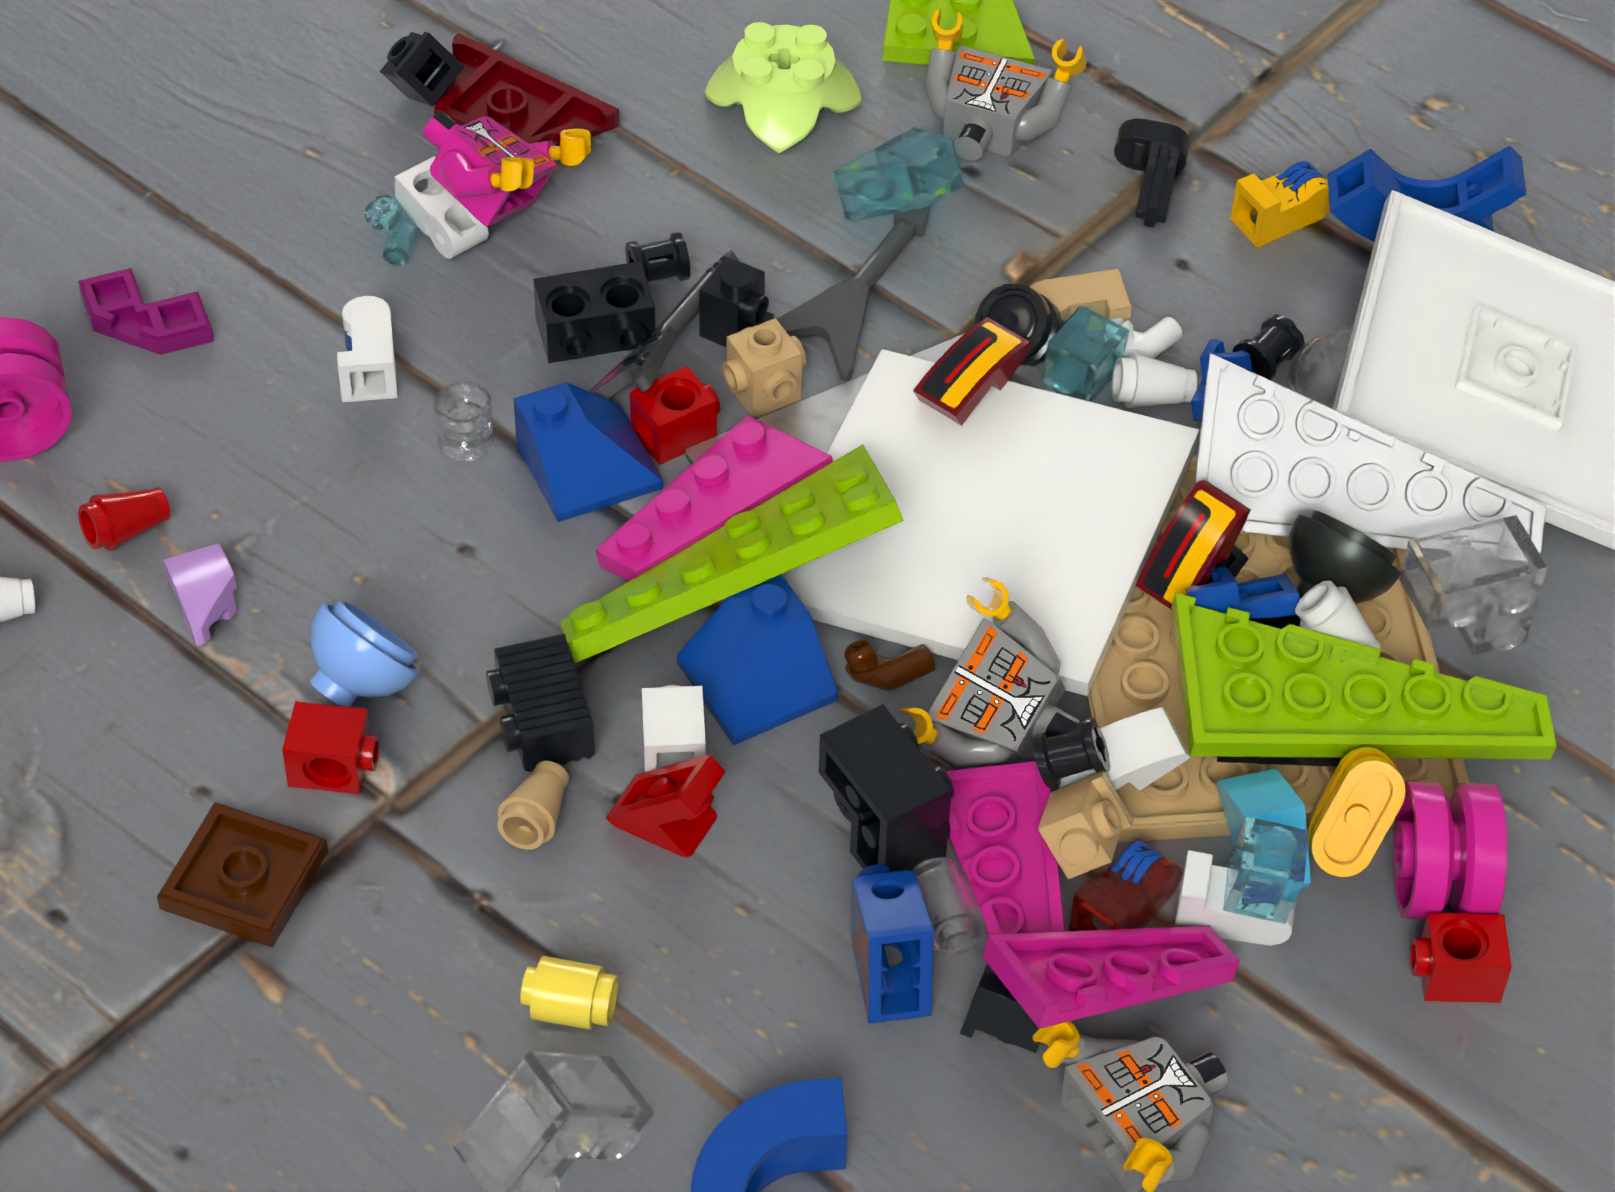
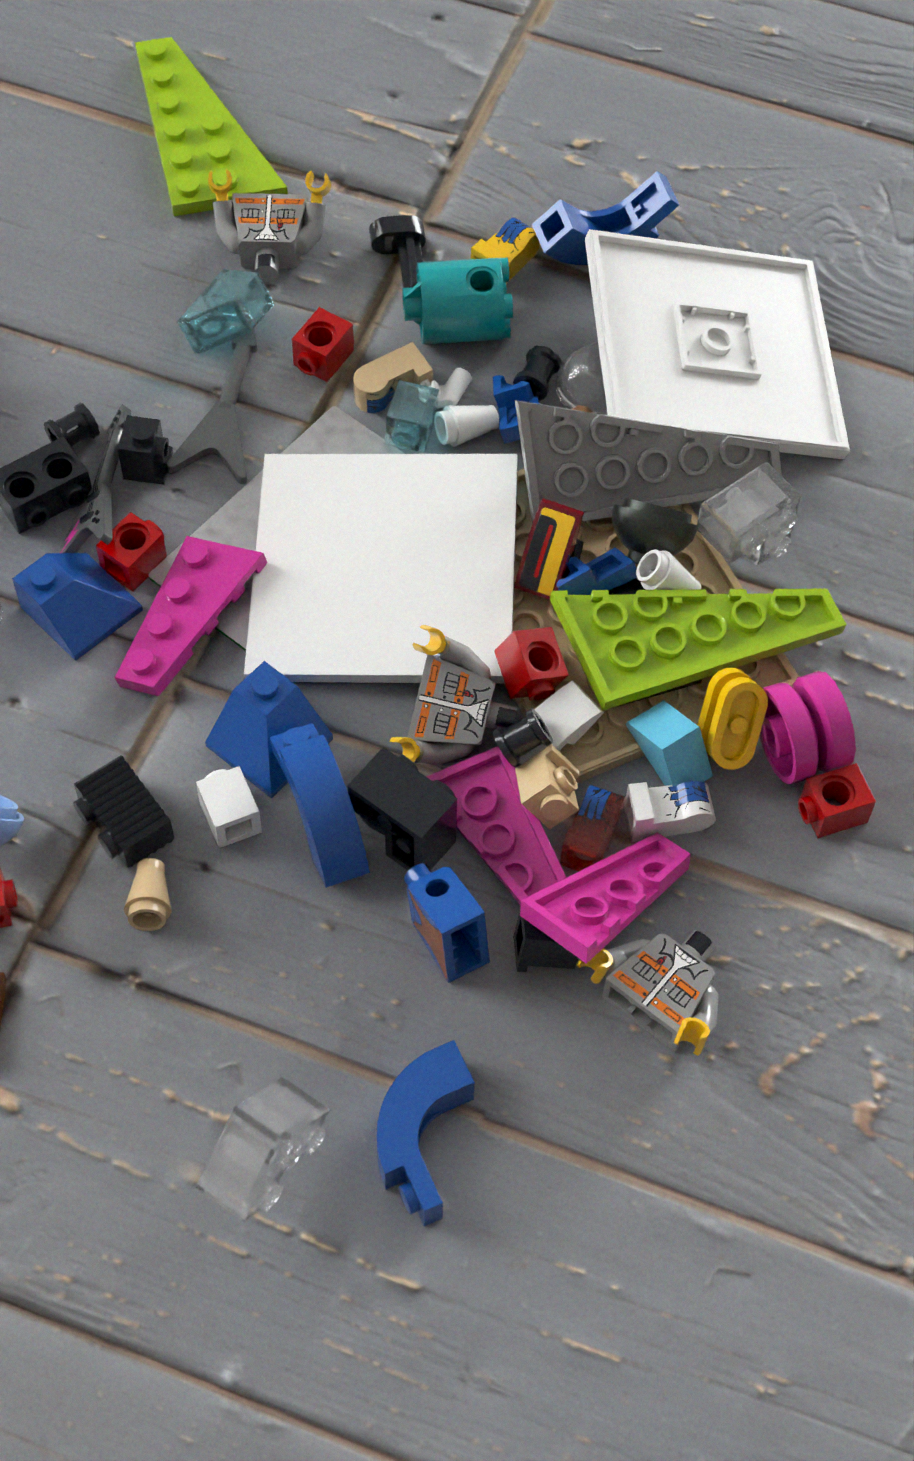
camera: 20 degrees left, 10 degrees up
(569, 993) = (231, 1035): light yellow brick -> none
(670, 804) = (246, 863): red slope -> none
(764, 367) = (184, 493): tan brick -> none
(783, 82) = (111, 256): yellowish green brick -> none
(786, 531) = (253, 626): lime wing -> none
(786, 761) = (322, 803): none -> blue arch
(883, 672) = (357, 708): reddish brown arm -> none
(950, 905) = (476, 875): clear brick -> none
(968, 369) = (338, 454): slope -> none
(1006, 245) = (322, 344): none -> red brick
(1025, 314) = (357, 407): black wheel -> none
(1117, 671) = (531, 663): none -> red brick
(1197, 236) = (460, 300): none -> teal cylinder
(1266, 870) = (691, 785): clear light blue brick -> none

